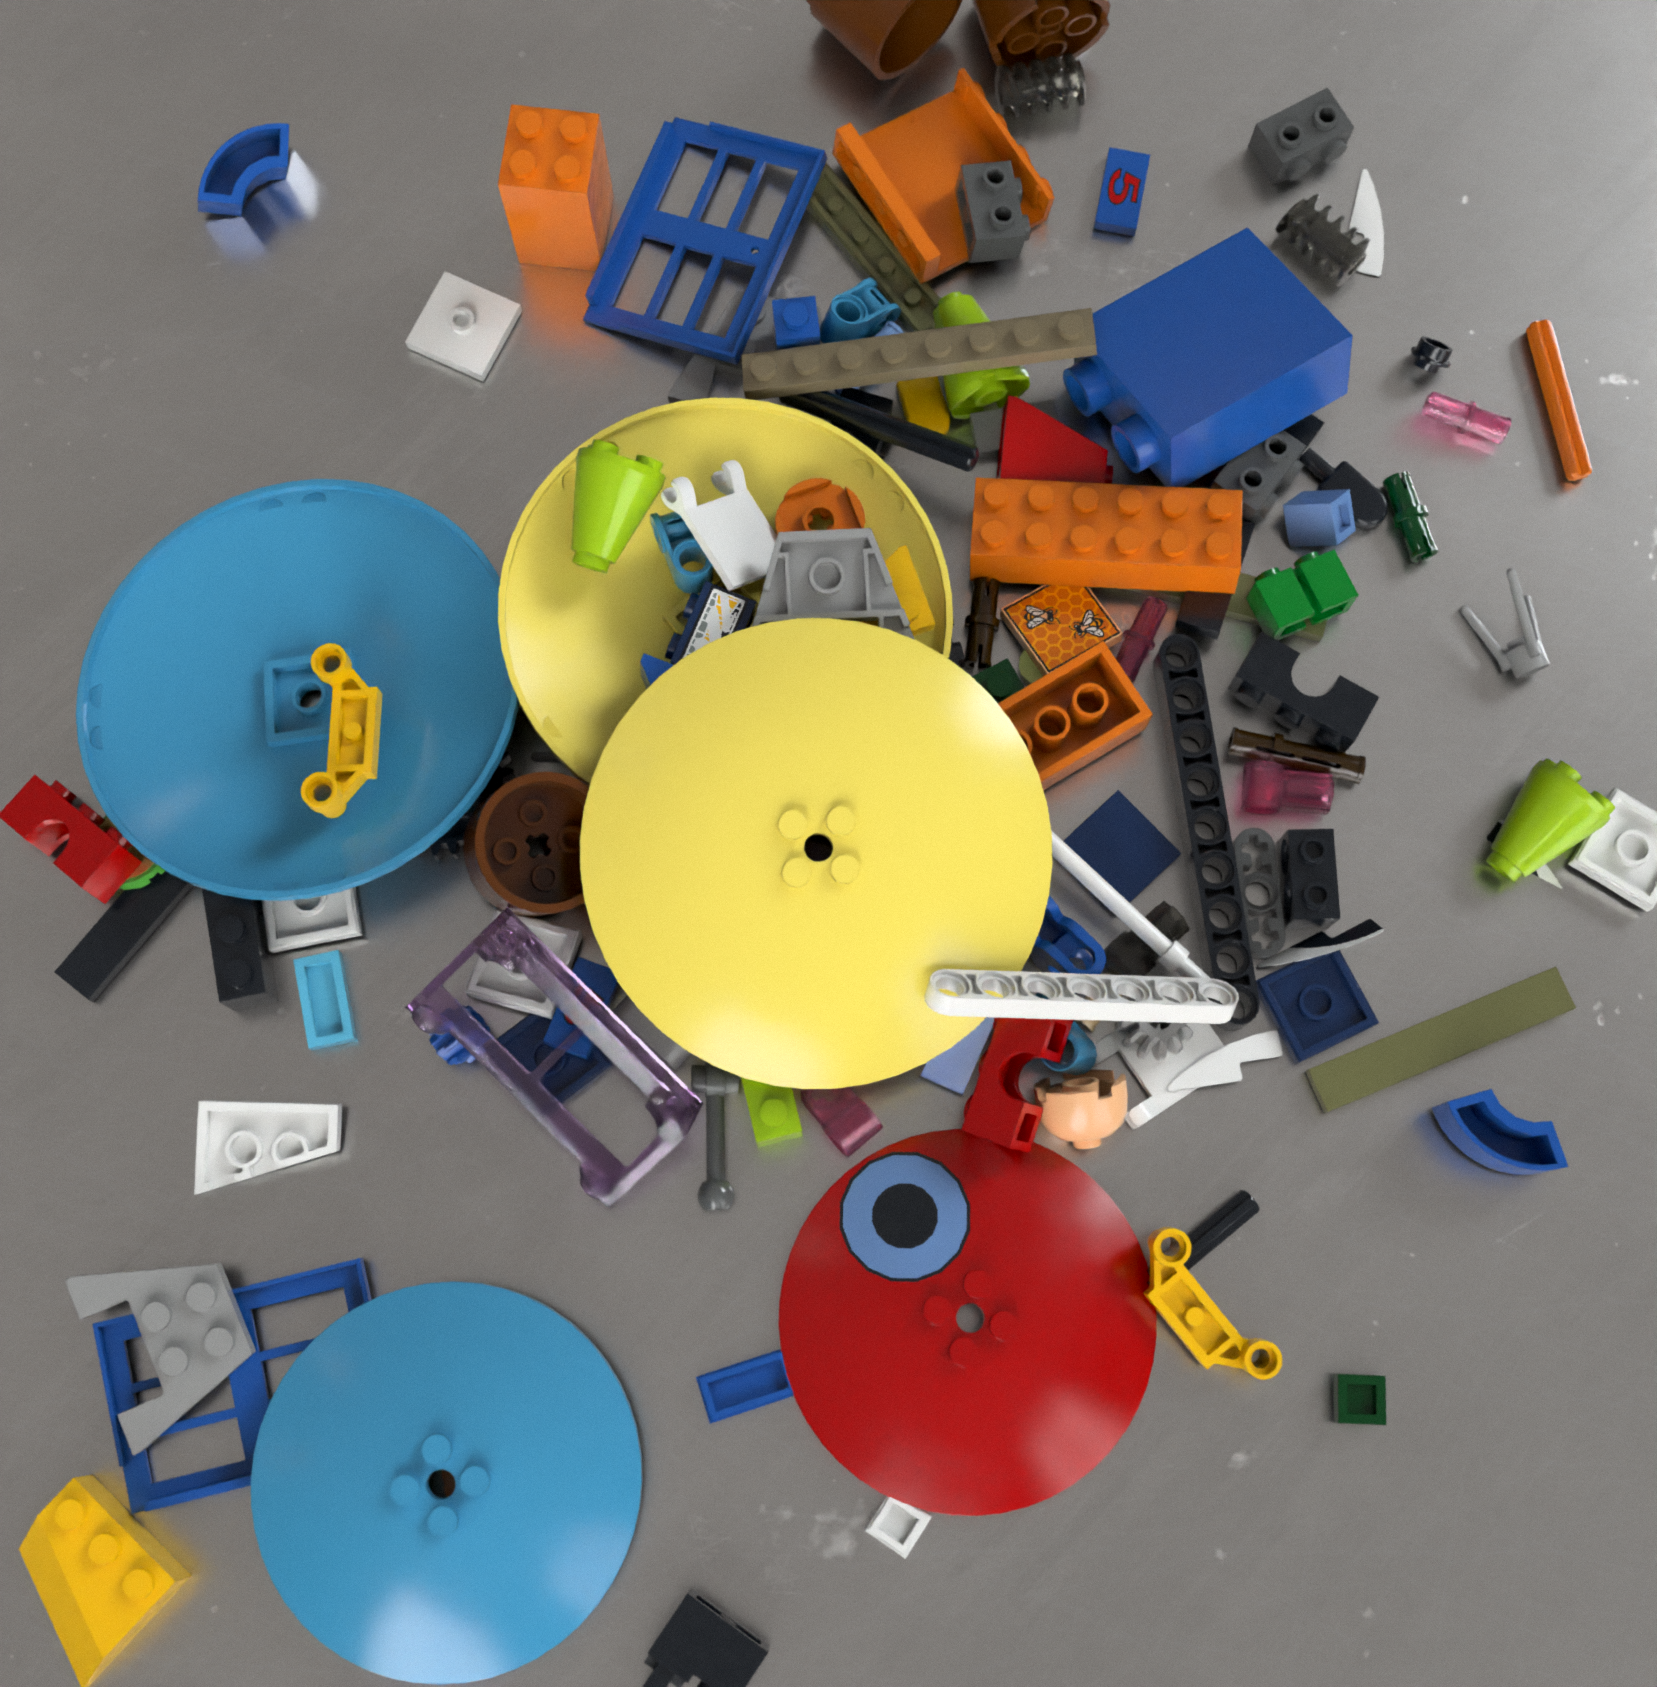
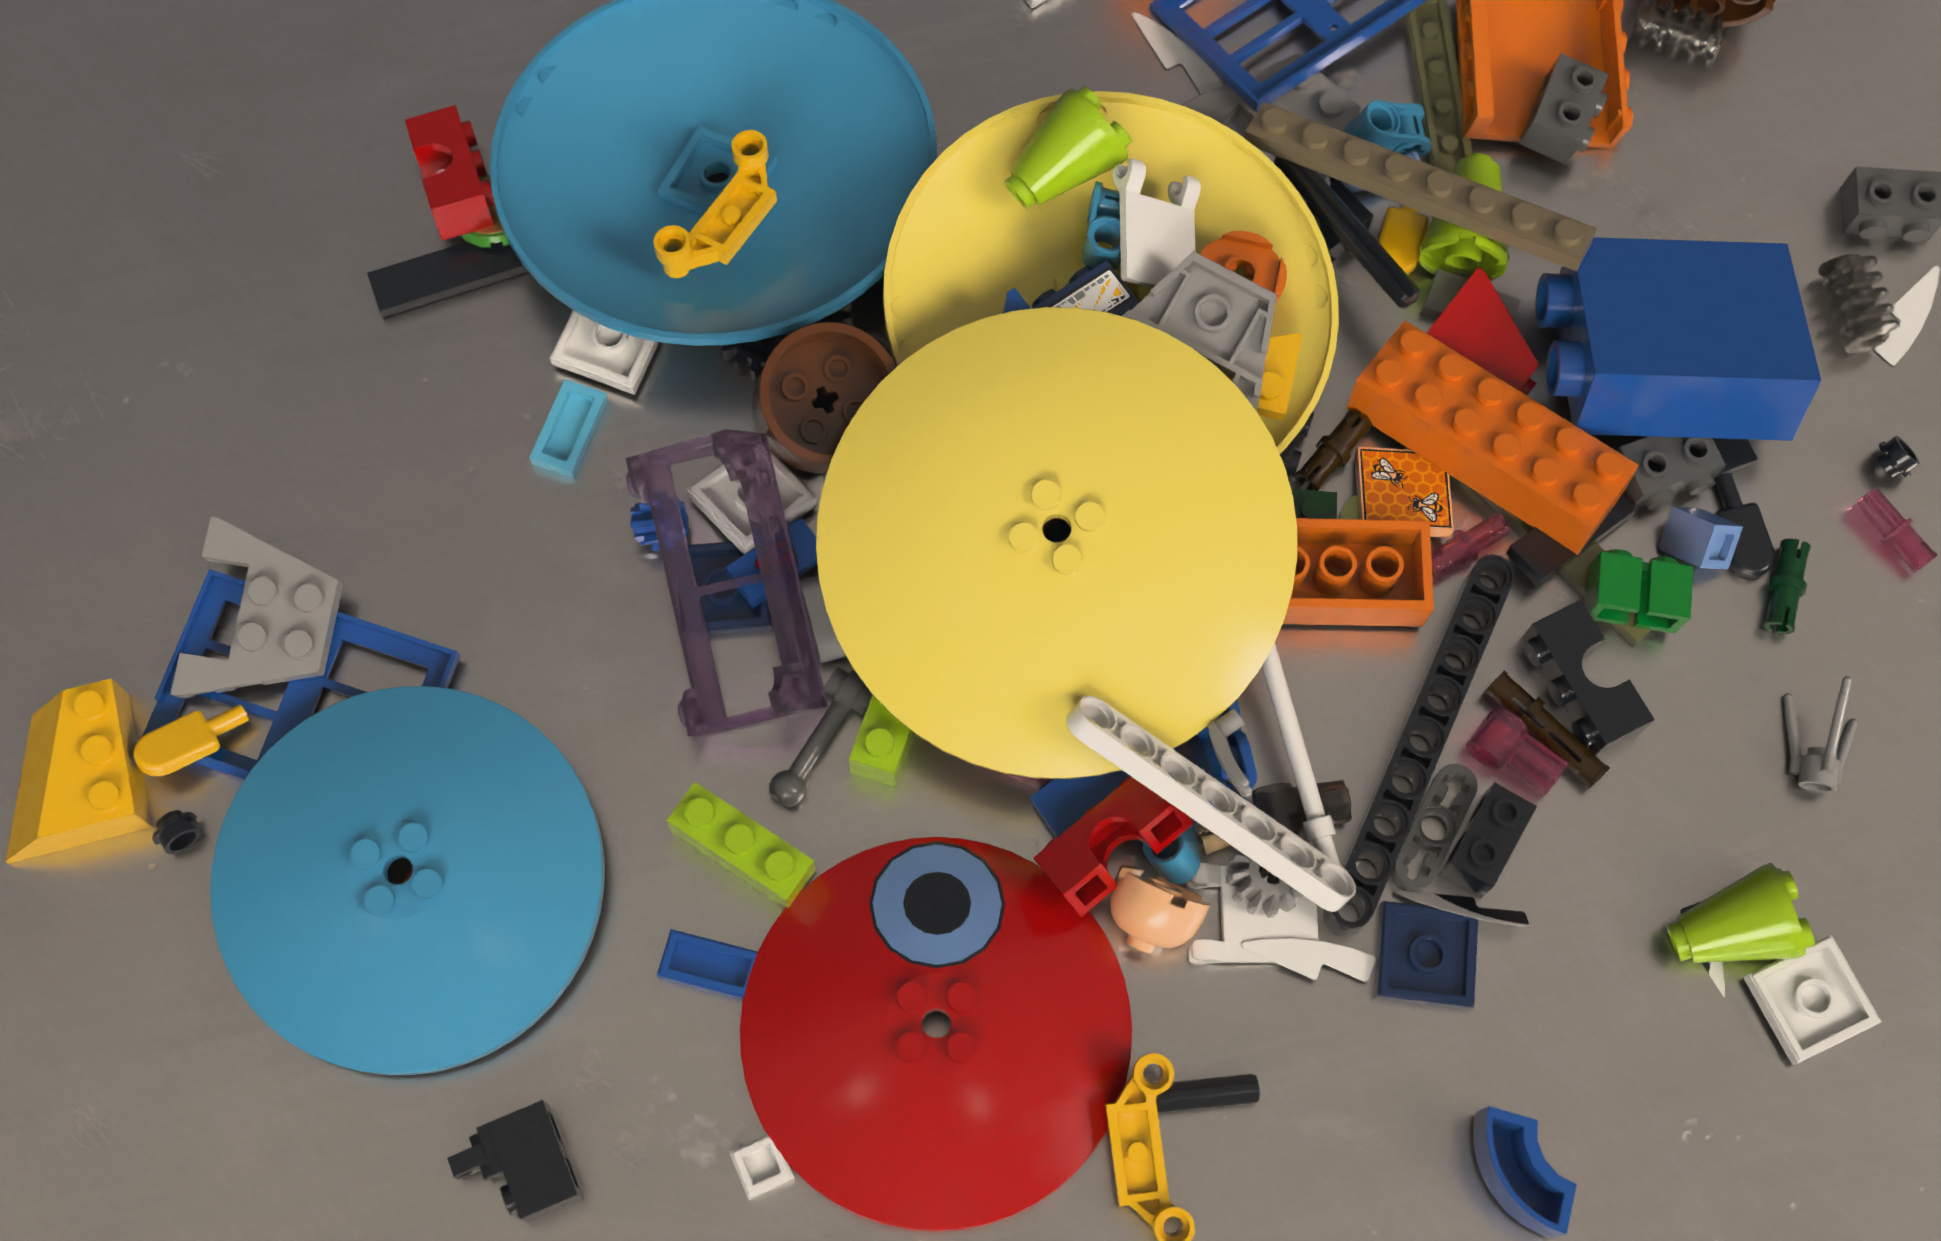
camera: 30 degrees right, 5 degrees down
(173, 1488) = (184, 741): none -> yellow piece
(217, 1567) = (176, 831): none -> black plate
(239, 958) = (519, 354): black arch -> none
(259, 1137) = (442, 506): white wing -> none
(629, 349) = (1174, 51): none -> white sticker
(711, 1270) = (741, 845): none -> lime brick
(795, 322) = (1328, 100): blue brick -> none
(843, 1119) = (938, 789): clear pink piece -> none
(1051, 933) = (1218, 732): none -> light grey piece
(1121, 191) = (1696, 161): blue tile -> none
(1123, 846) = (1336, 714): dark blue tile -> none
(1440, 1039) = (1523, 1058): olive tile -> none

